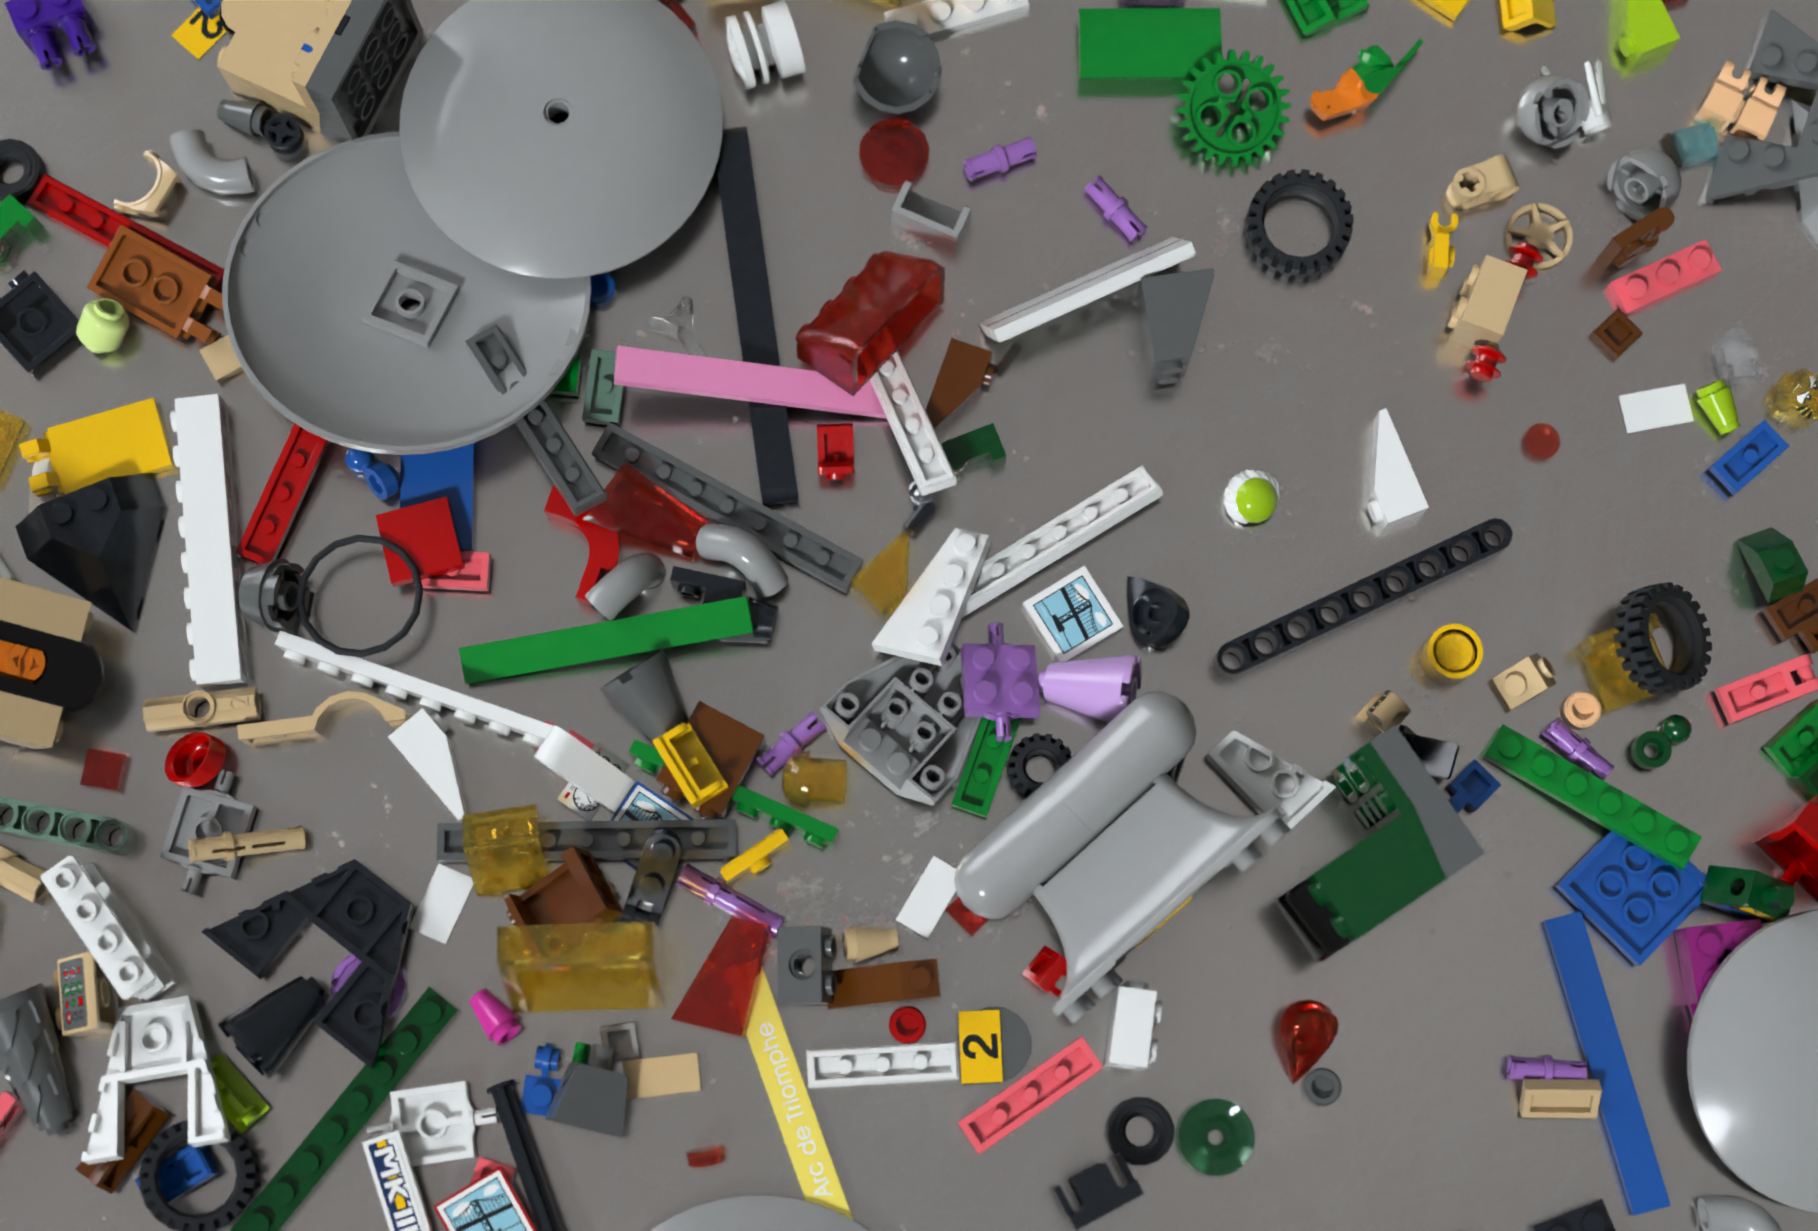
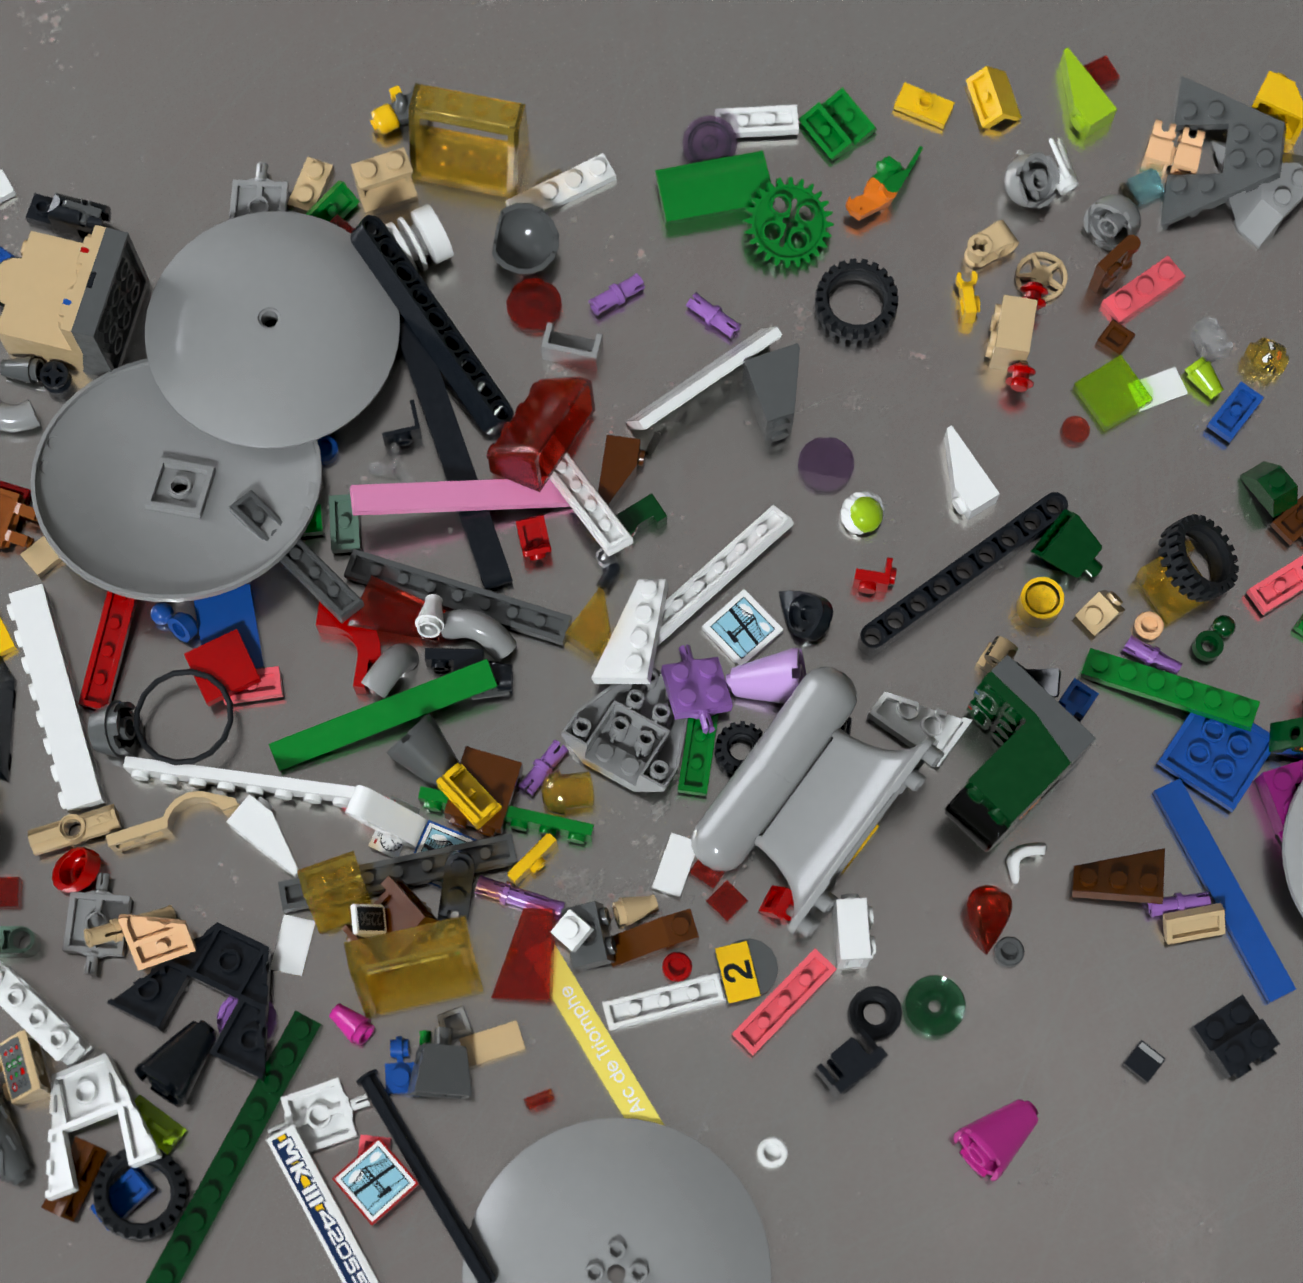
camera: 10 degrees left, 5 degrees down
(274, 866) = (156, 938): none -> light nougat wing
(537, 895) = (368, 919): none -> slope
(687, 529) = (430, 619): none -> white cone
(702, 290) = (405, 435): none -> black bracket
(759, 156) = (431, 325): none -> black beam
(785, 957) = (572, 930): none -> white plate
(985, 955) = (726, 901): none -> clear red tile
(1218, 426) = (826, 464): none -> clear purple tile
(1245, 587) = (873, 581): none -> red bracket
(1361, 966) = (1015, 855): none -> white hair
(1482, 1024) = (1122, 878): none -> reddish brown wing
(1503, 591) = (1070, 546): none -> dark green torso
(1598, 403) = (1113, 392): none -> clear neon green tile

